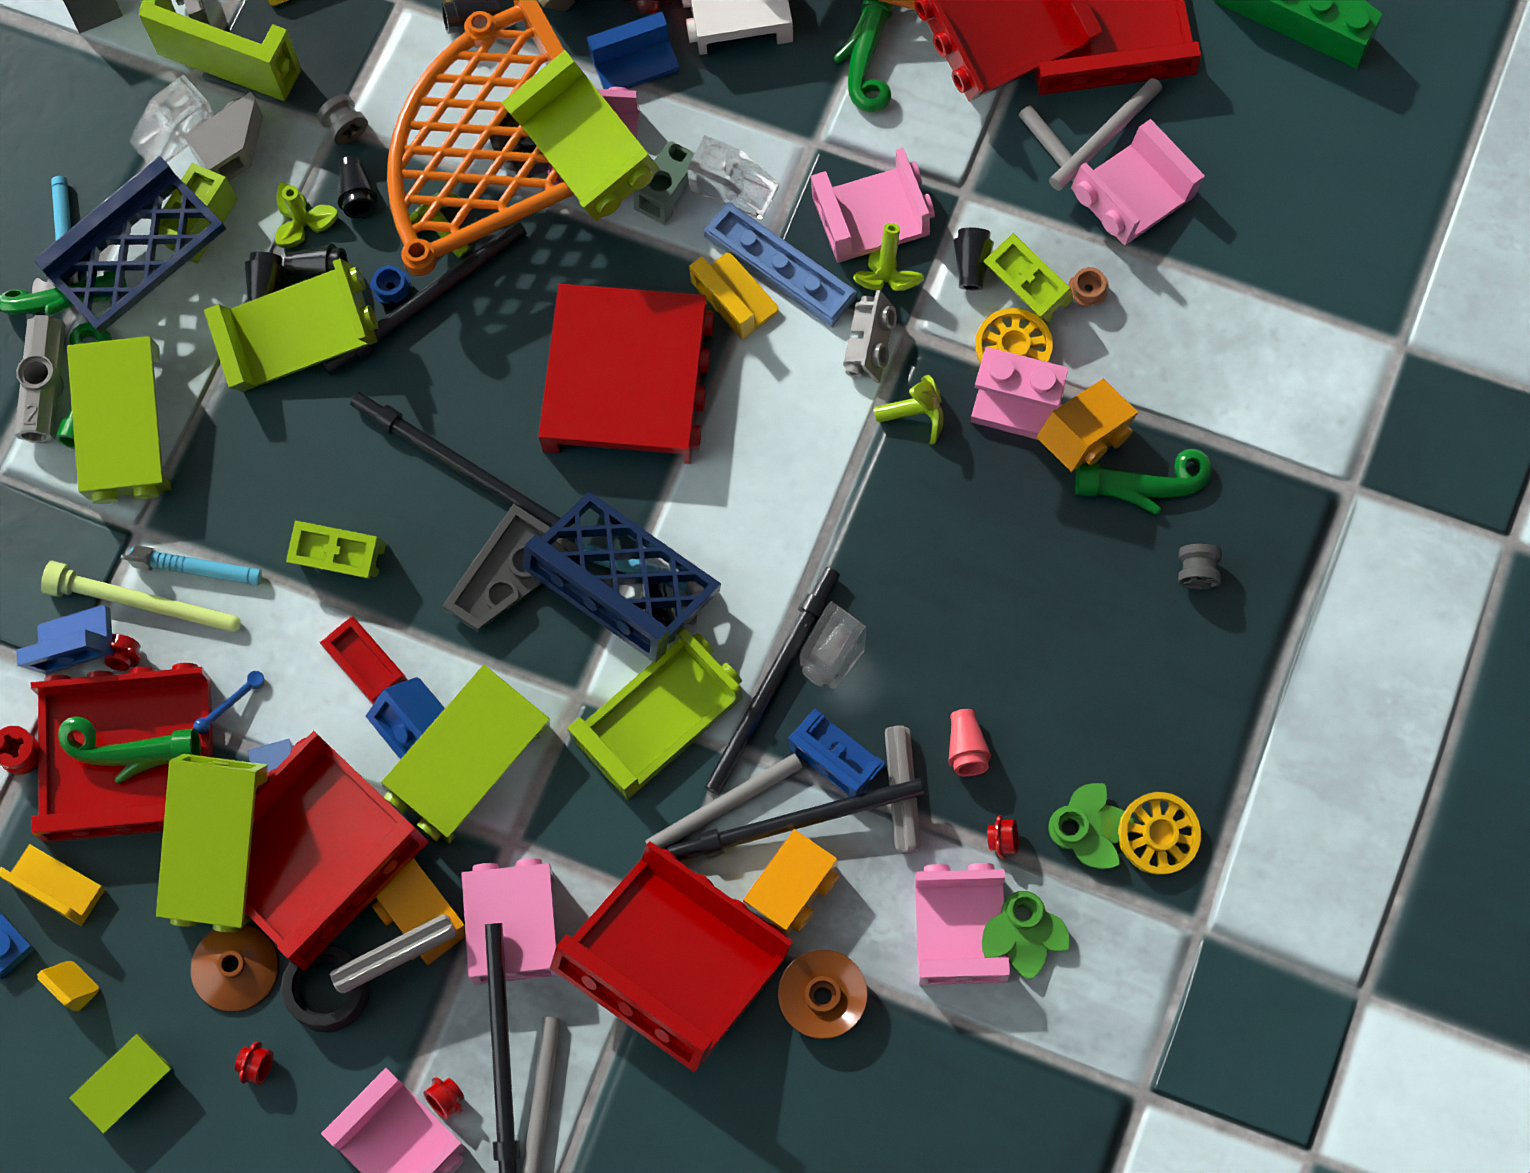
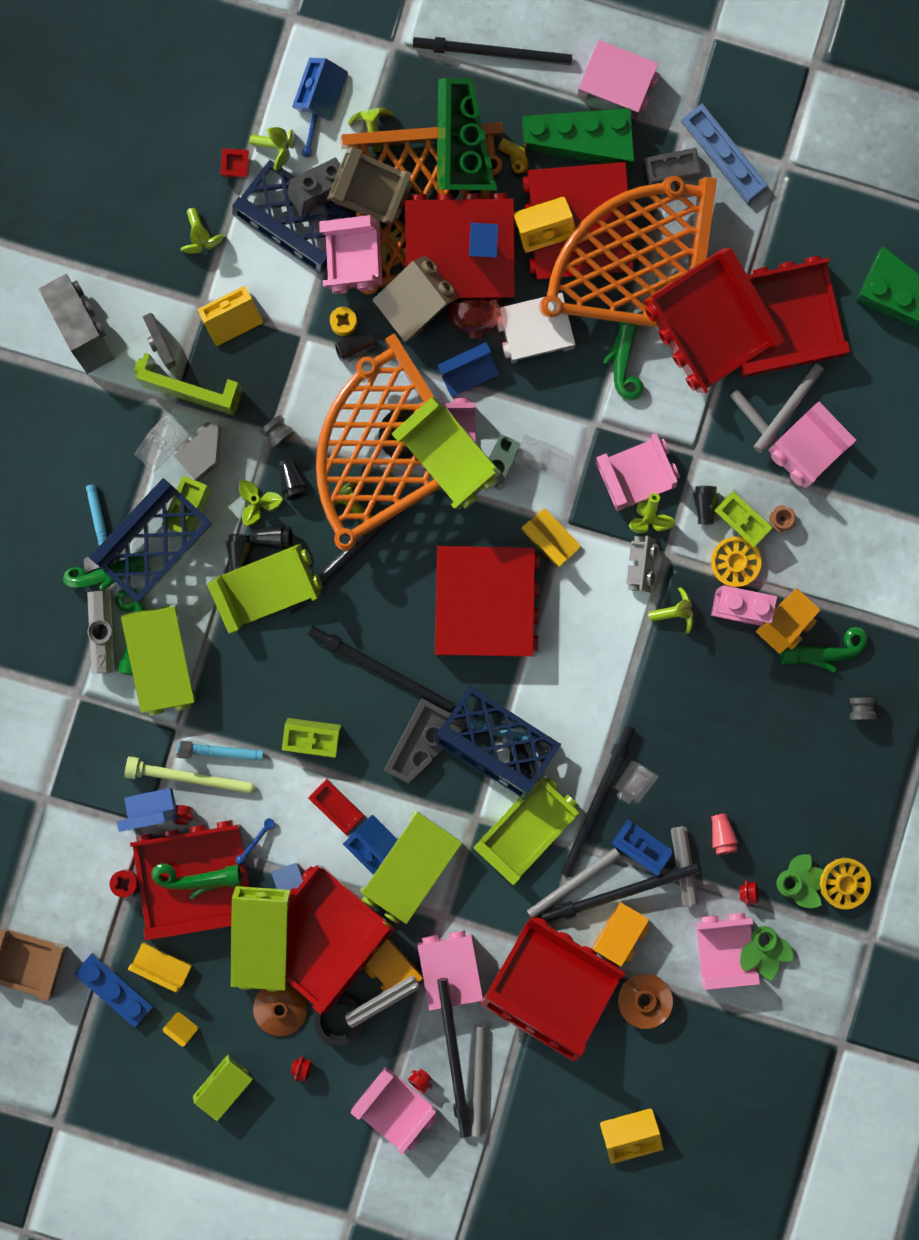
camera: 10 degrees left, 15 degrees up
(385, 276) = (315, 548): blue plate -> none
(780, 264) = (579, 514): medium blue tile -> none

